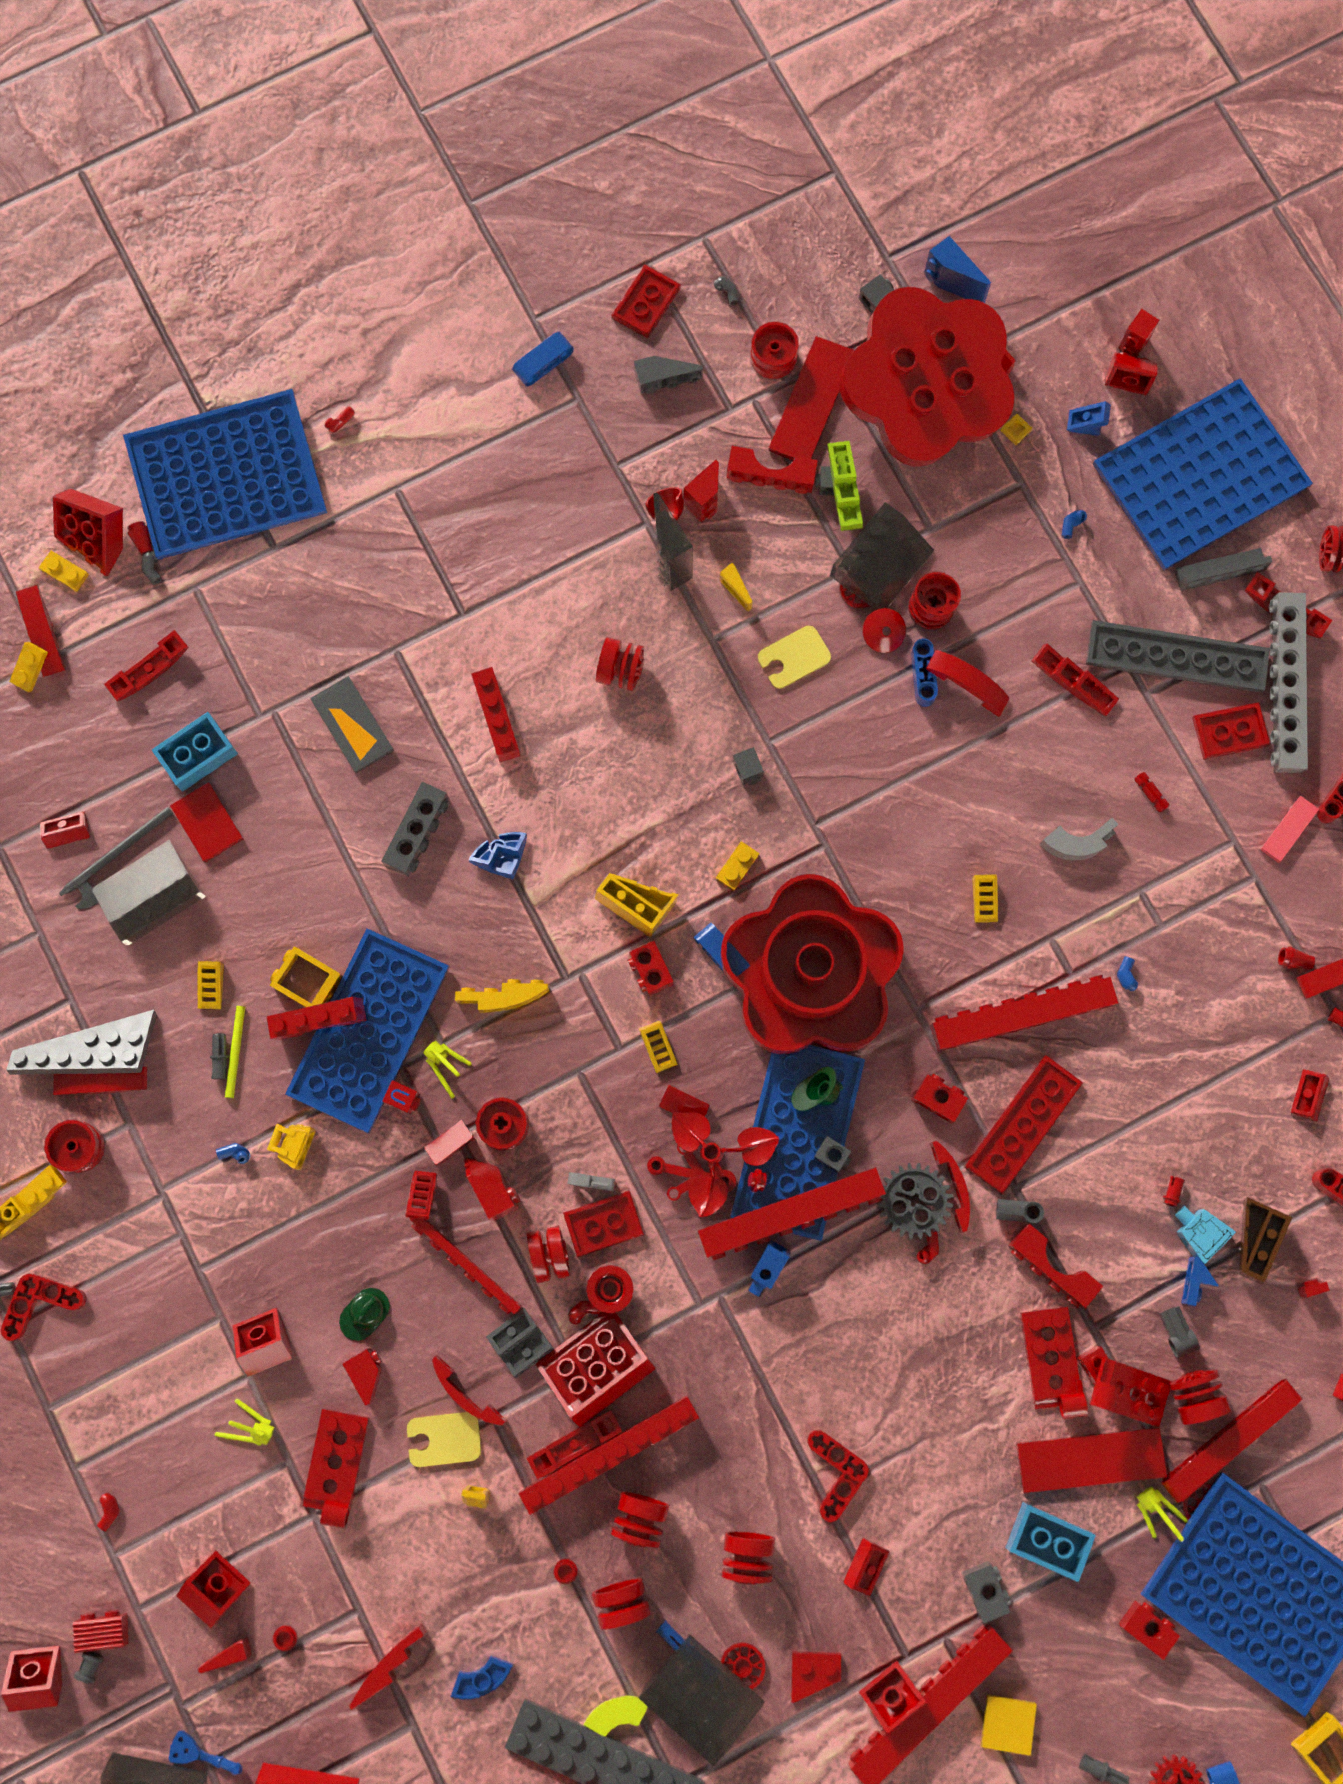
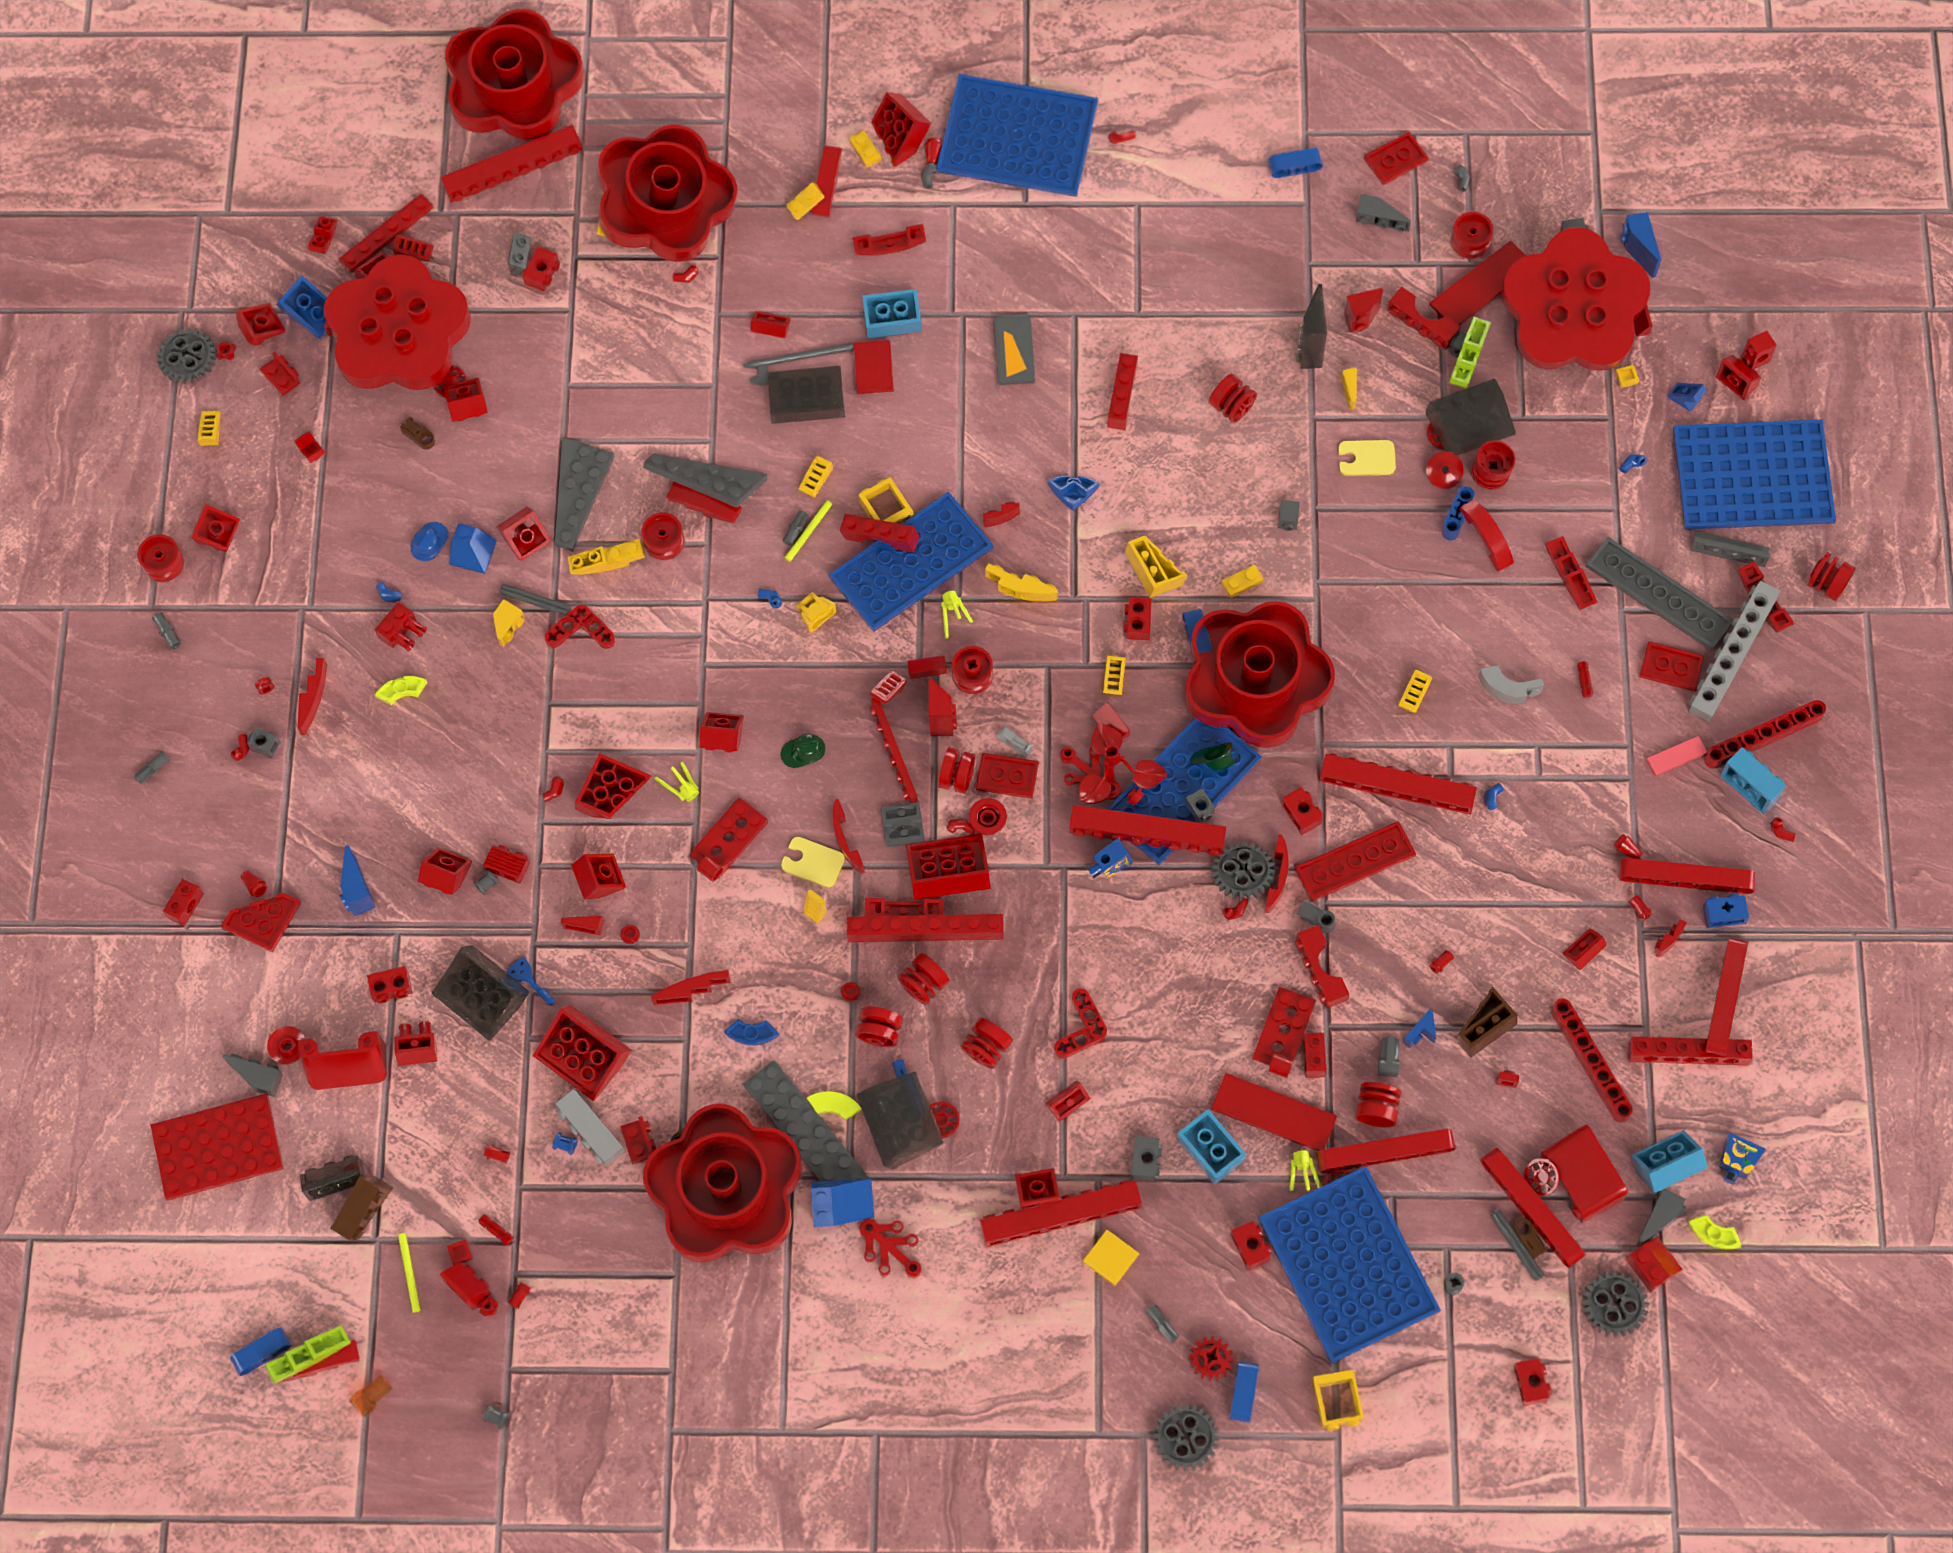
camera: 30 degrees right, 10 degrees down
(170, 1481) = (609, 787): none -> red wedge
(364, 1373) = (782, 787): red slope -> none
(402, 1097) = (910, 617): red brick -> none
(425, 796) = (1024, 433): dark grey brick -> none
(443, 916) = (1008, 511): none -> red slope
(672, 498) = (1334, 306): red helmet -> none
(813, 1672) = (989, 1150): red wing -> none
(1118, 1398) = (1304, 1057): red hinge -> none
(1202, 1233) = (1446, 999): medium azure torso -> none

